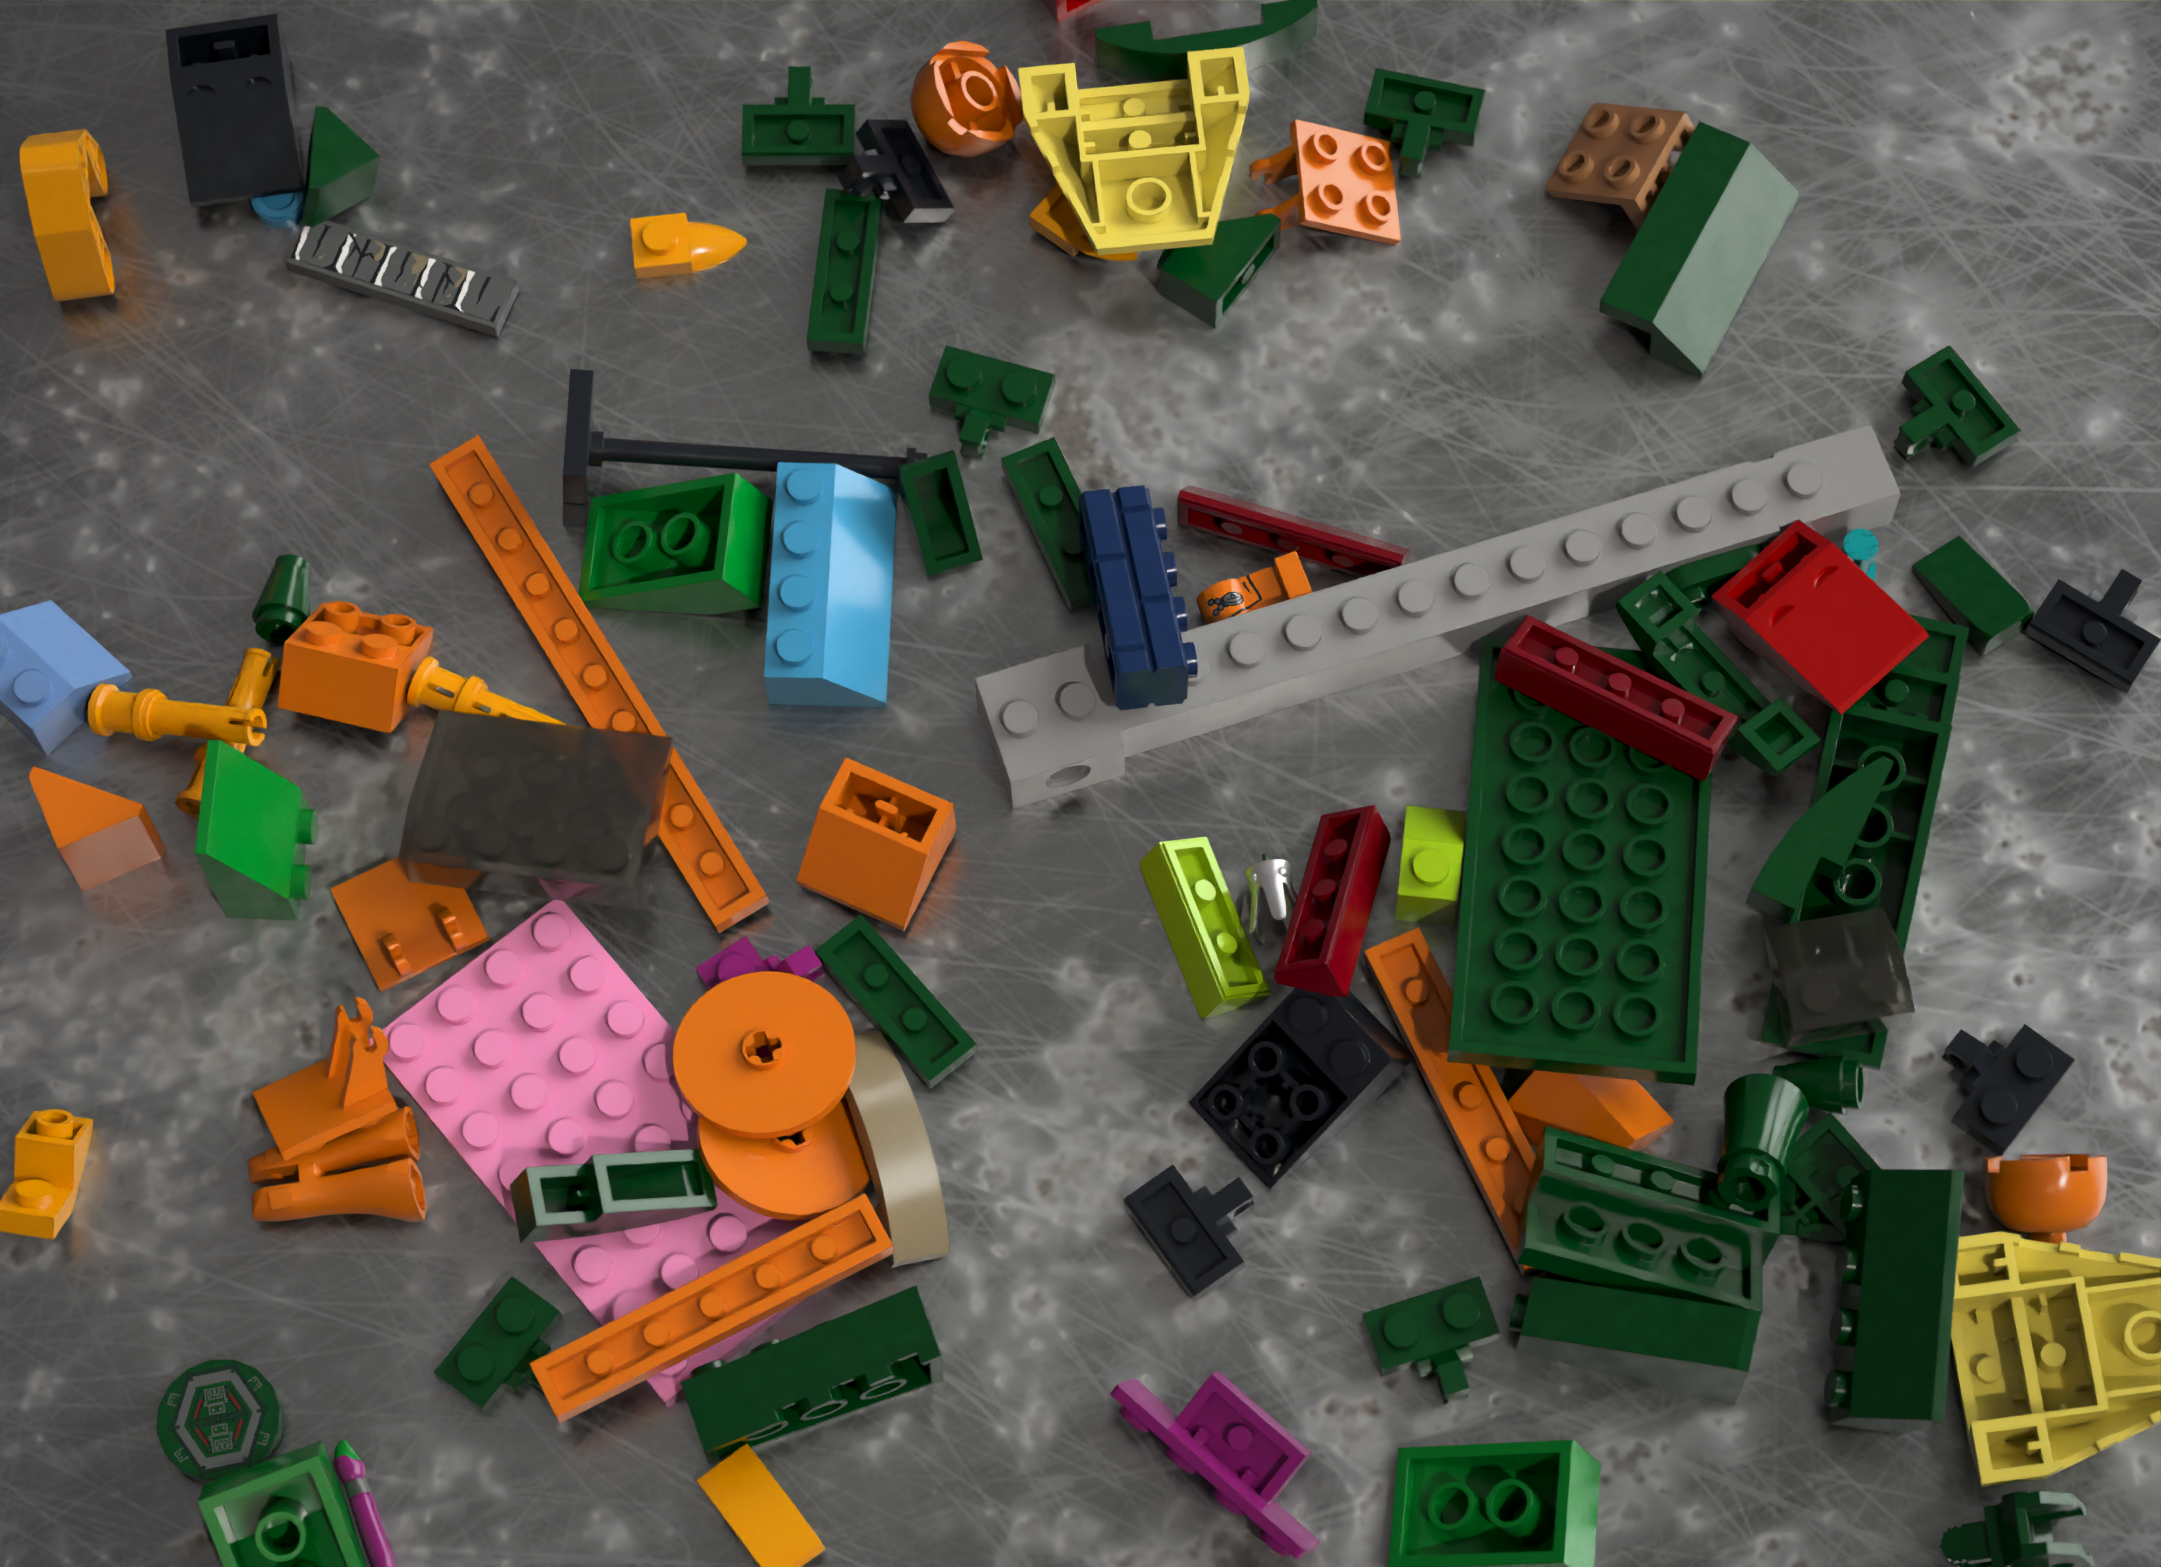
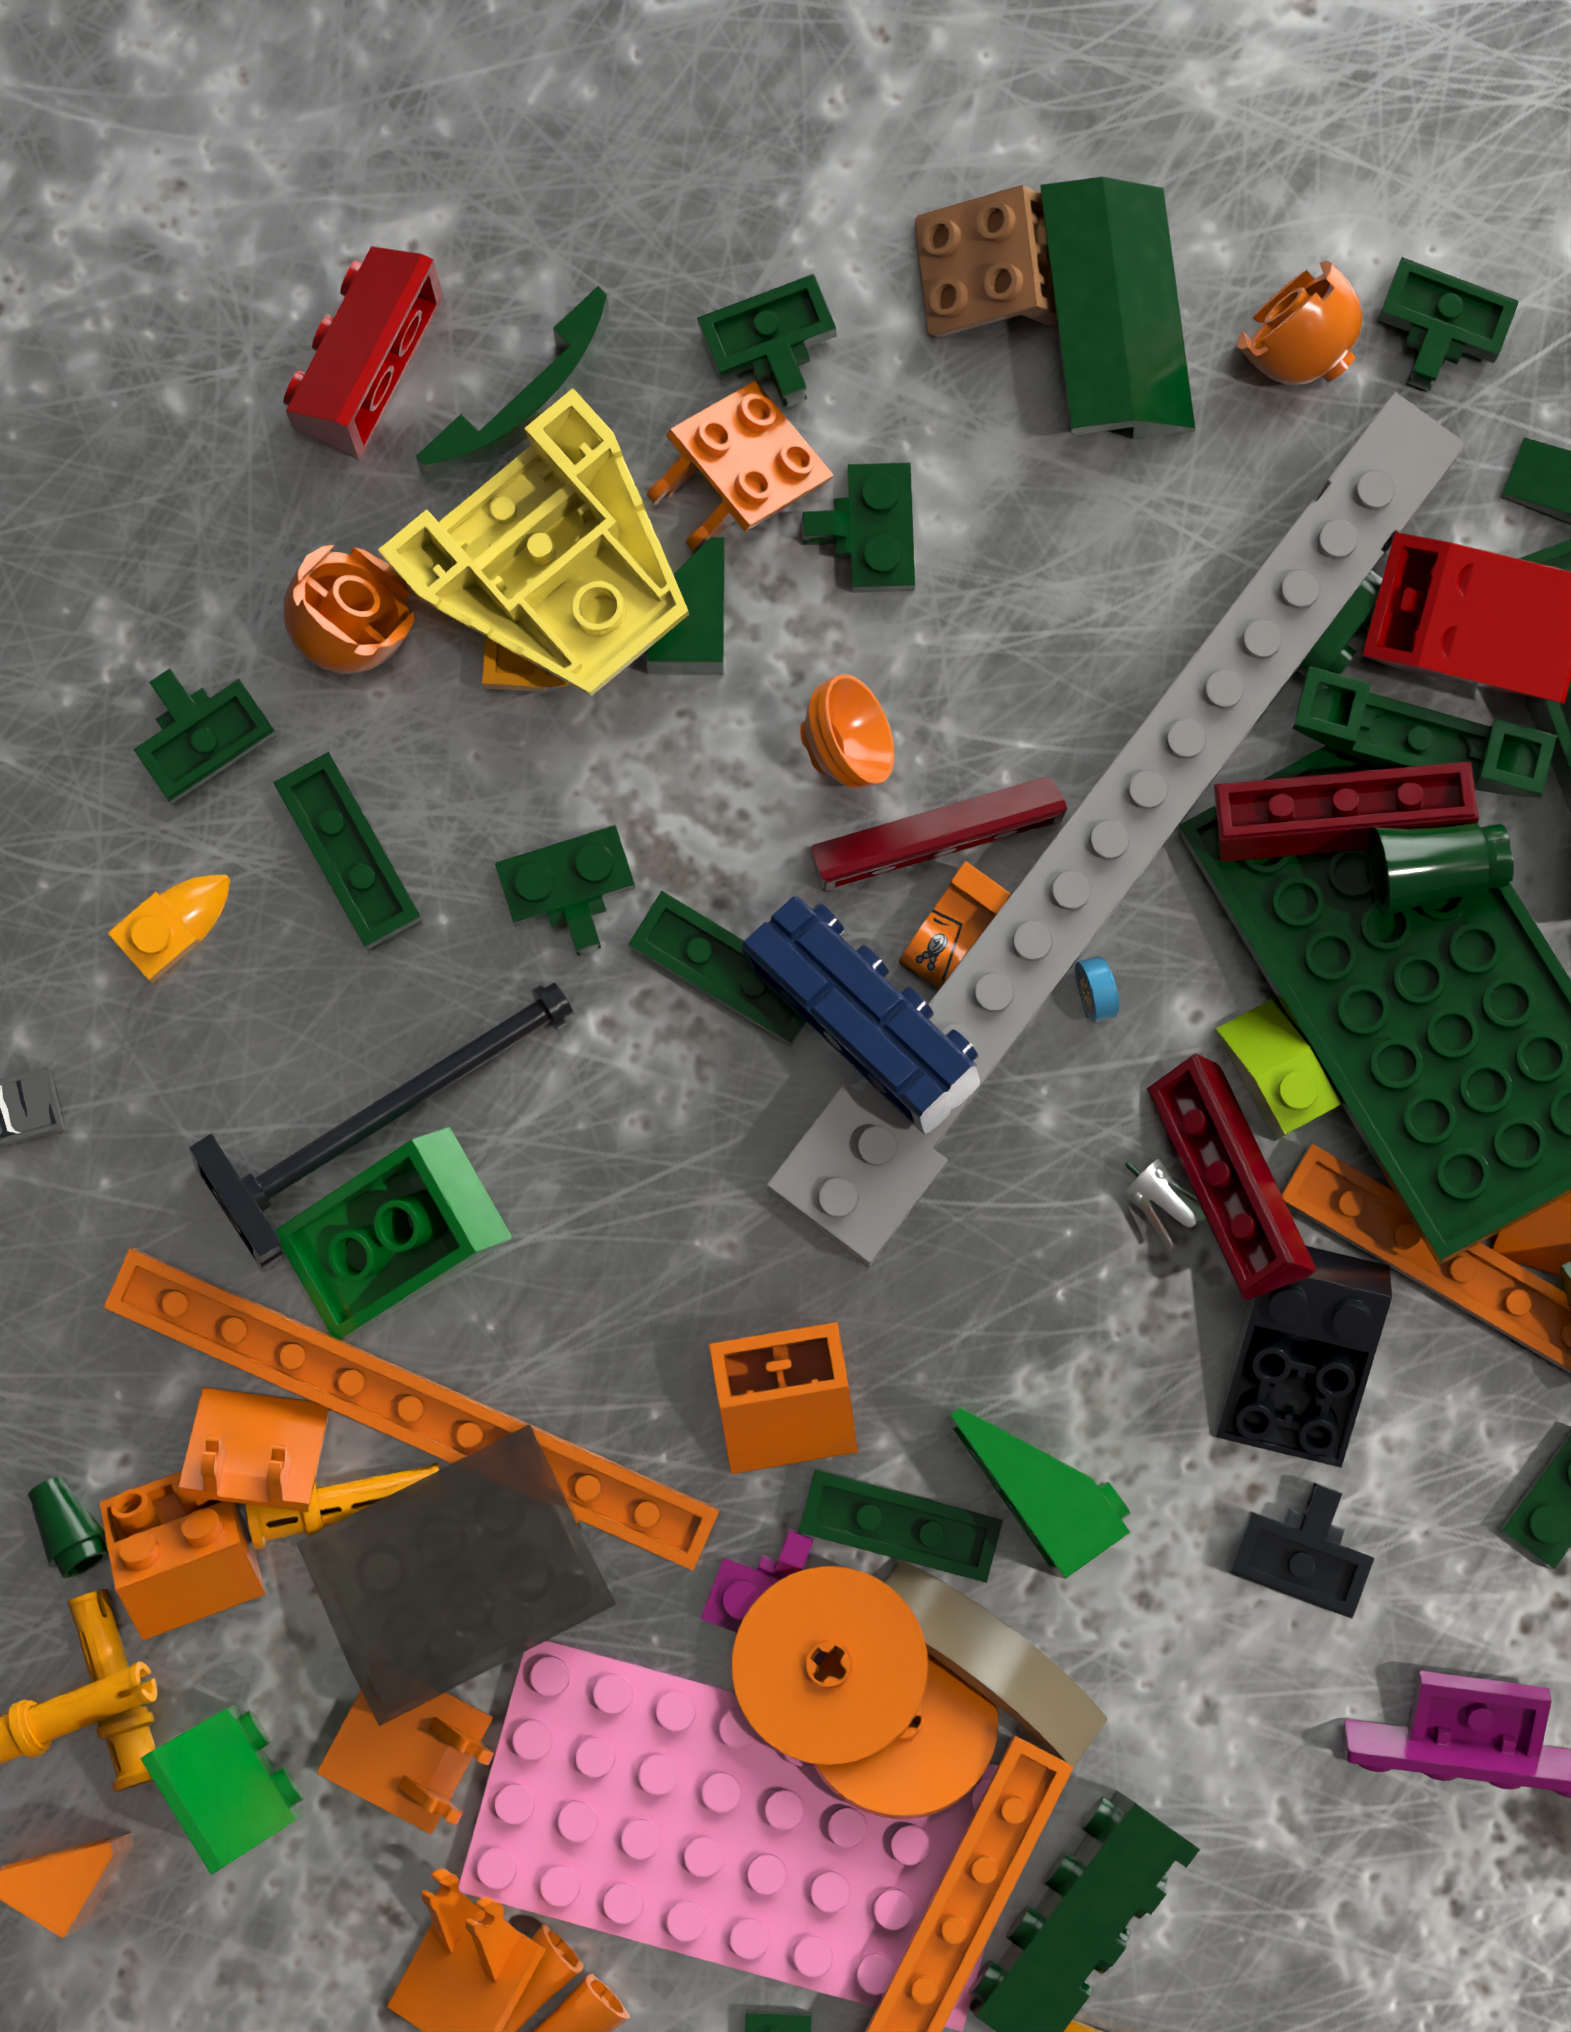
camera: 40 degrees left, 15 degrees up
(458, 626) = (254, 1449): none -> orange plate
(610, 1194) = (791, 1891): slope -> none
(830, 588) = (561, 1173): dark azure slope -> none
(896, 170) = (327, 720): black hinge -> none
(939, 512) = (612, 1038): dark green slope -> none
(1024, 1060) = (1053, 1503): none -> green slope
(1203, 926) = (1117, 1265): lime slope -> none
(1285, 413) = (848, 733): none -> orange piece
(1333, 714) = (1097, 989): none -> dark azure tile
(1400, 291) = (870, 527): none -> dark green hinge
(1657, 768) = (1436, 864): none -> dark green plant
(1835, 349) = (1306, 329): none -> orange cylinder
(1861, 547) = (1453, 521): teal piece -> none

